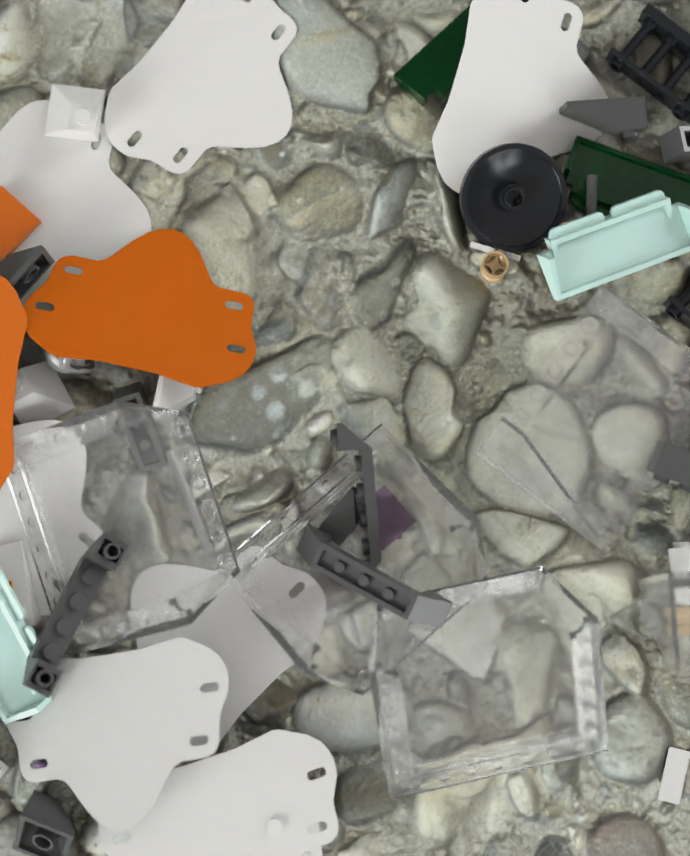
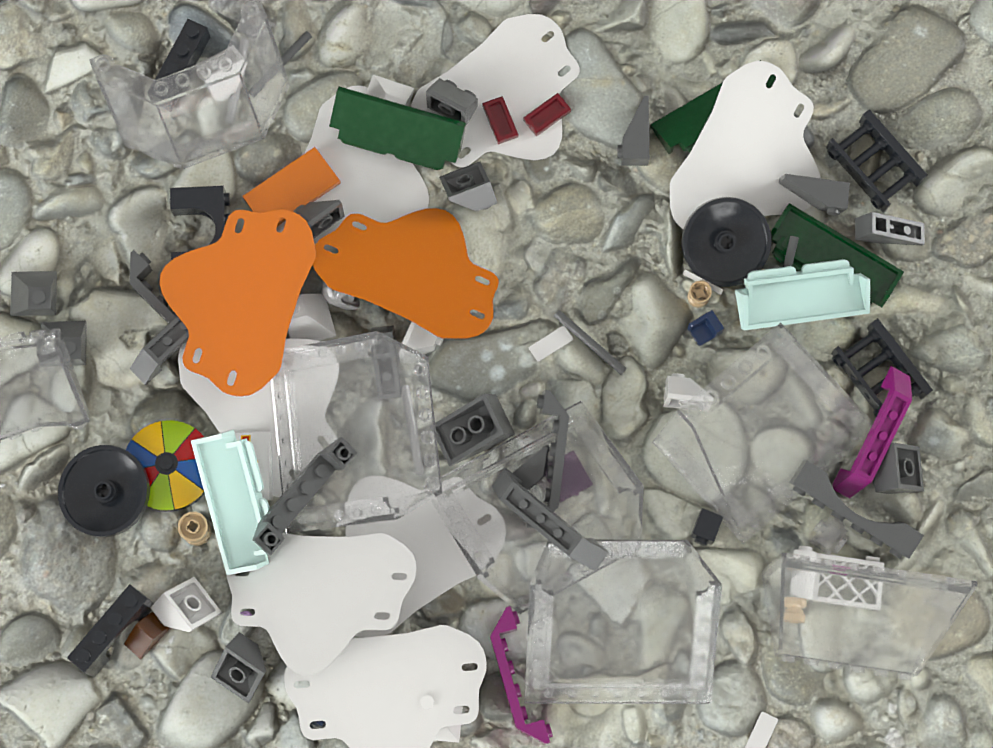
camera: 10 degrees right, 5 degrees down
(93, 144) = (396, 129): none -> dark green slope
(151, 96) = (451, 101): none -> dark grey slope
(195, 196) = (469, 187): none -> dark grey slope
(215, 107) = (500, 120): none -> dark red tile
(260, 485) = (473, 429): none -> dark grey slope
(269, 88) = (547, 114): none -> dark red tile
(331, 362) = (550, 343): none -> white sticker
(377, 351) = (591, 343): none -> dark grey bar
(381, 102) = (635, 142): none -> dark grey slope
(410, 828) = (538, 729): none -> magenta slope
(497, 388) = (679, 390): none -> white slope
(510, 306) = (705, 328): none -> dark blue panel
(560, 544) = (706, 527): none -> black brick

